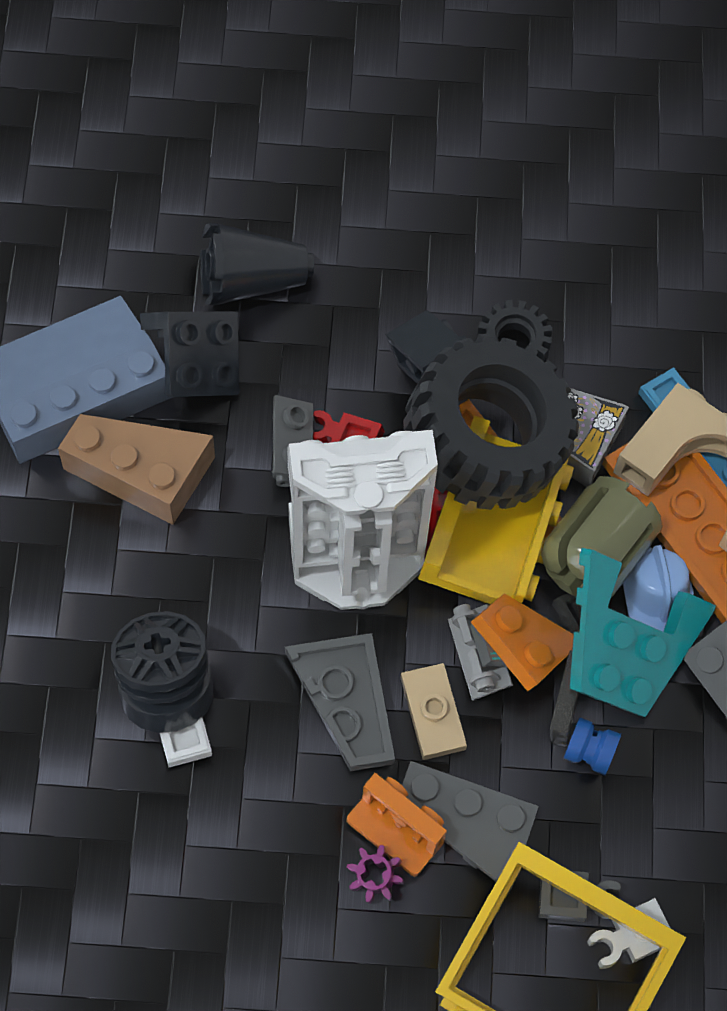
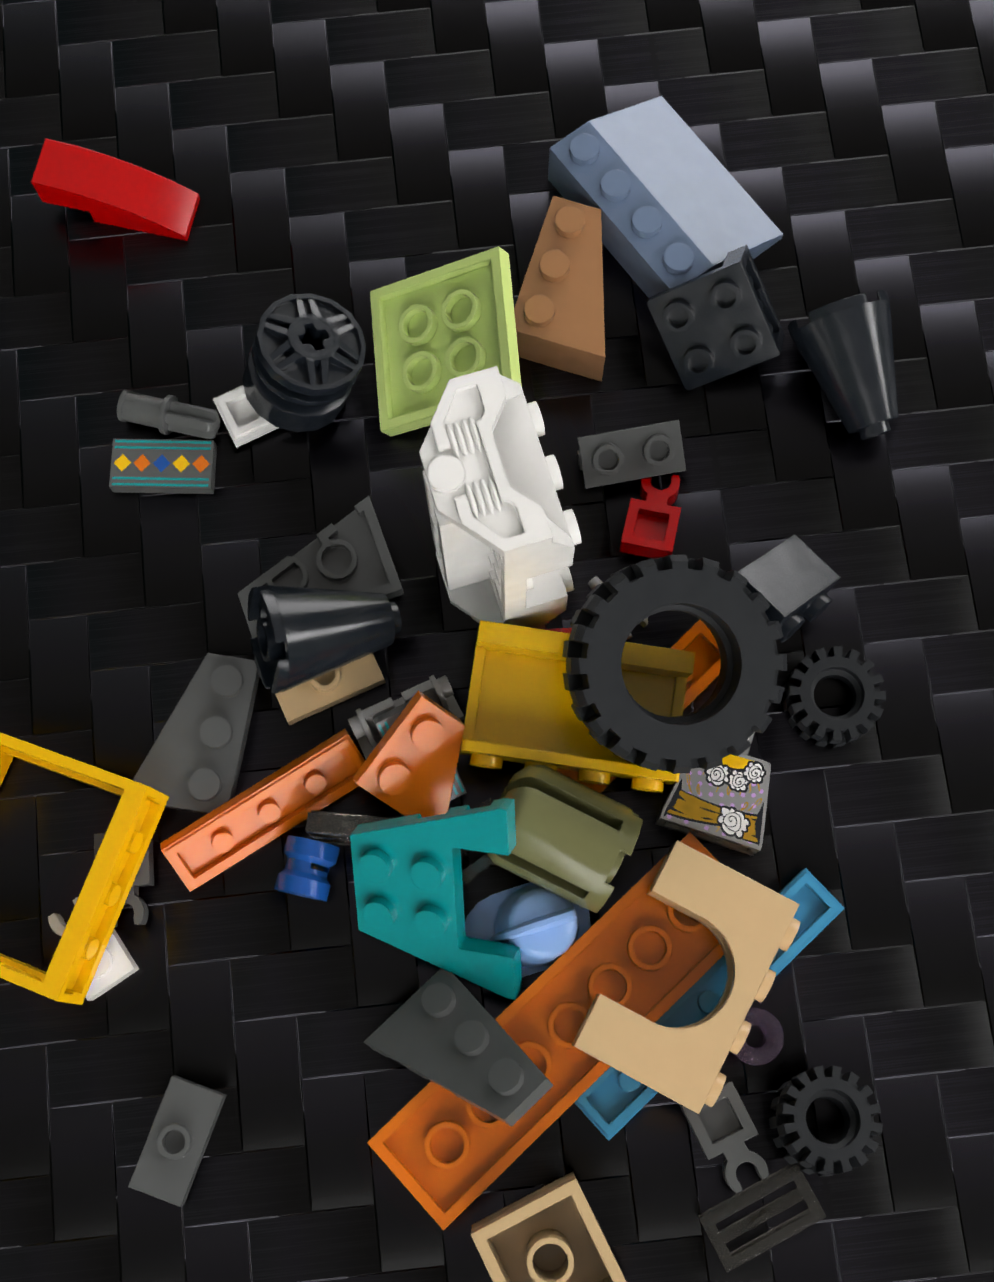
camera: 85 degrees right, 10 degrees up
(167, 556) = (438, 330): none -> yellowish green plate
(172, 805) = (168, 415): none -> dark grey axle
(216, 820) = (163, 466): none -> dark grey tile
(388, 876) = (107, 632): magenta gear -> none
(397, 823) = (170, 664): orange bracket -> none
(405, 701) = (316, 631): none -> black cone
(539, 772) = (264, 811): none -> orange tile

